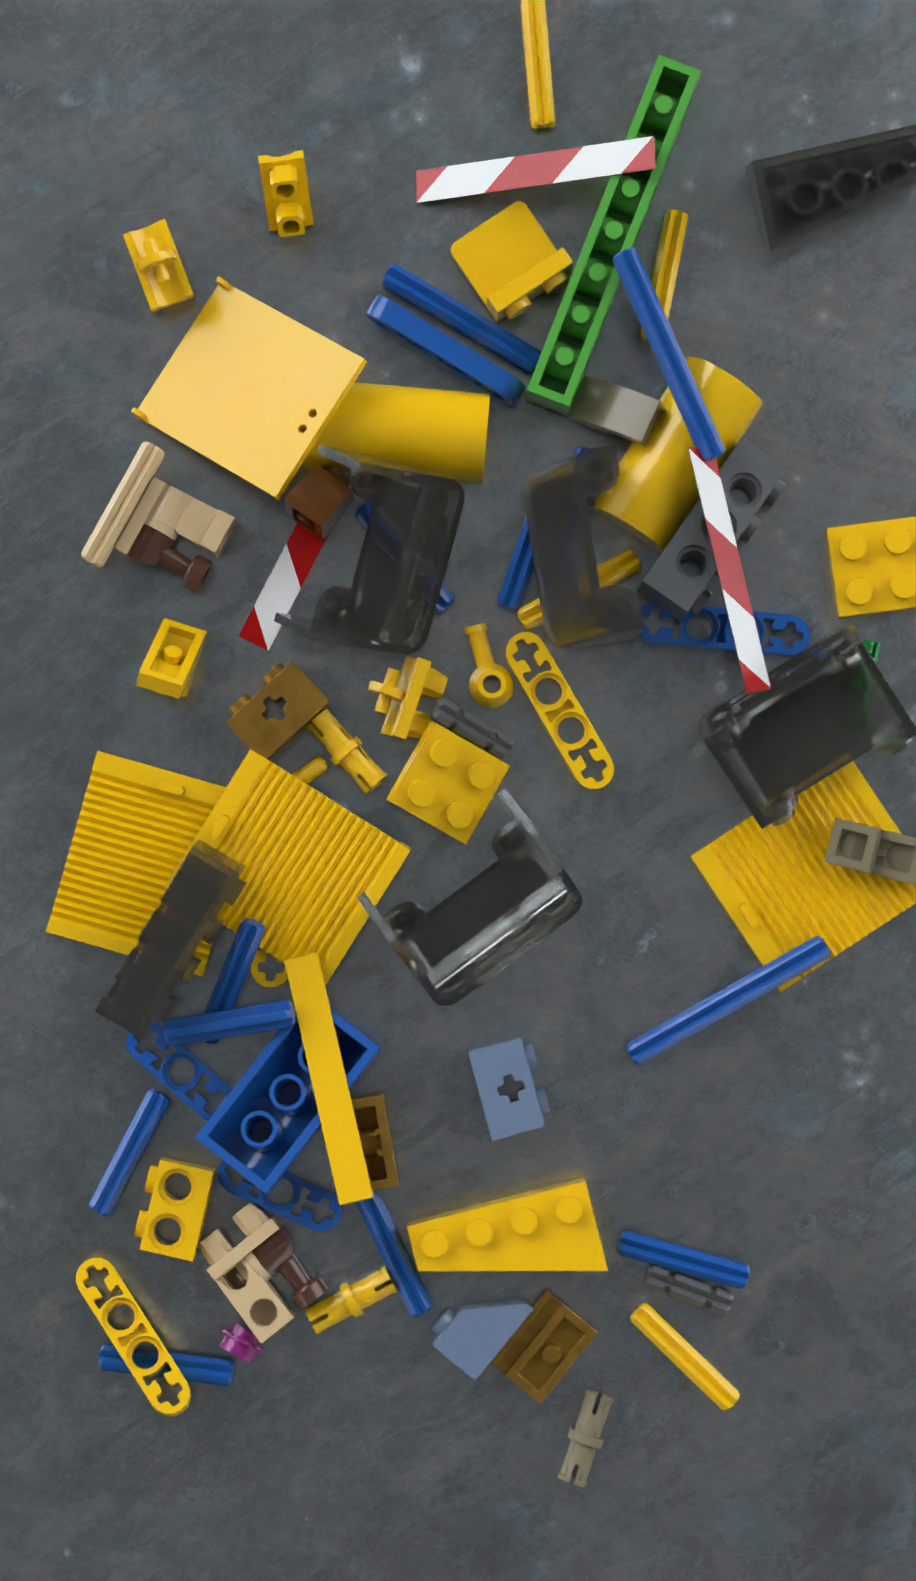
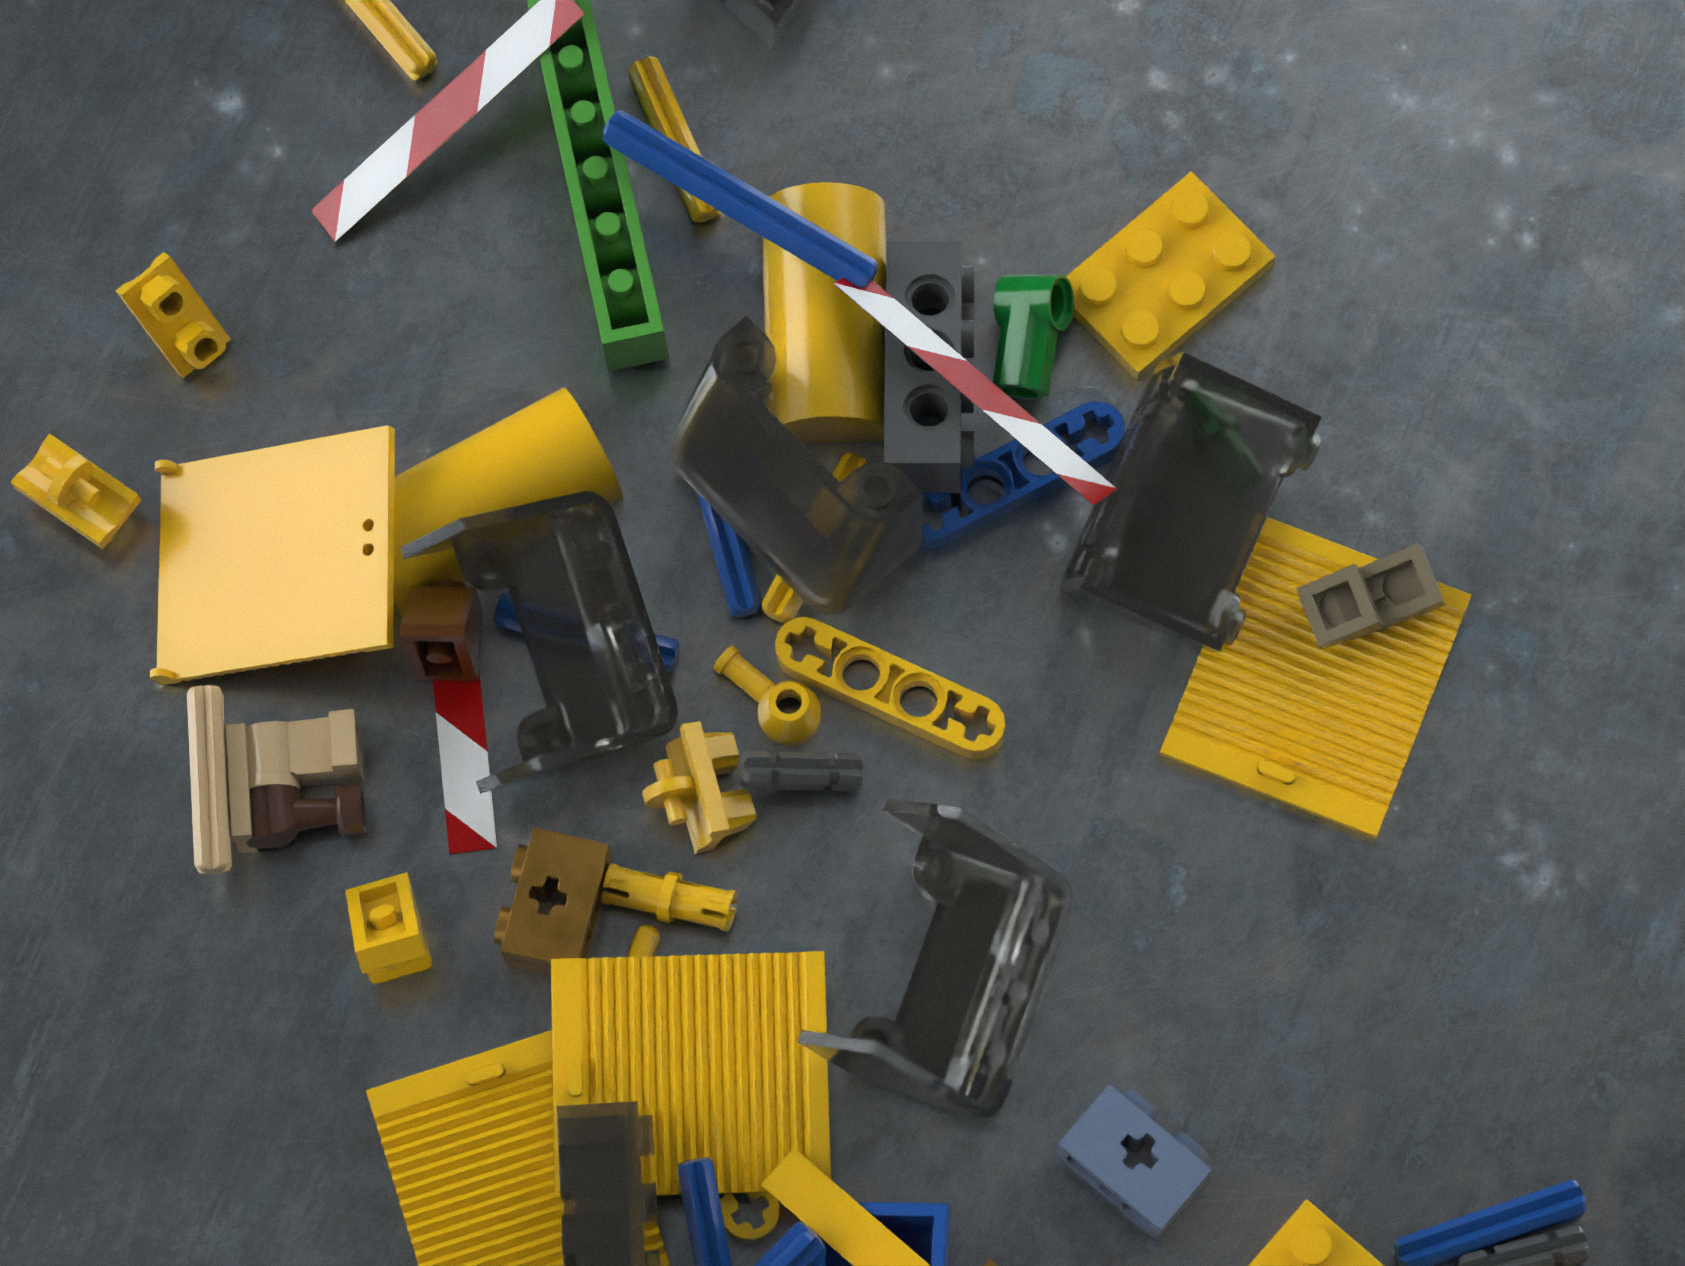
camera: 30 degrees left, 15 degrees down
(445, 350) = (477, 374): blue beam -> none
(448, 782) = (814, 852): yellow plate -> none
(461, 318) = (473, 330): blue axle -> none
(511, 261) = (489, 232): yellow bracket -> none
(615, 410) = (709, 309): dark tan slope -> none
(728, 1000) = (1322, 885): blue axle -> none
(799, 539) = (1030, 315): none -> green piece

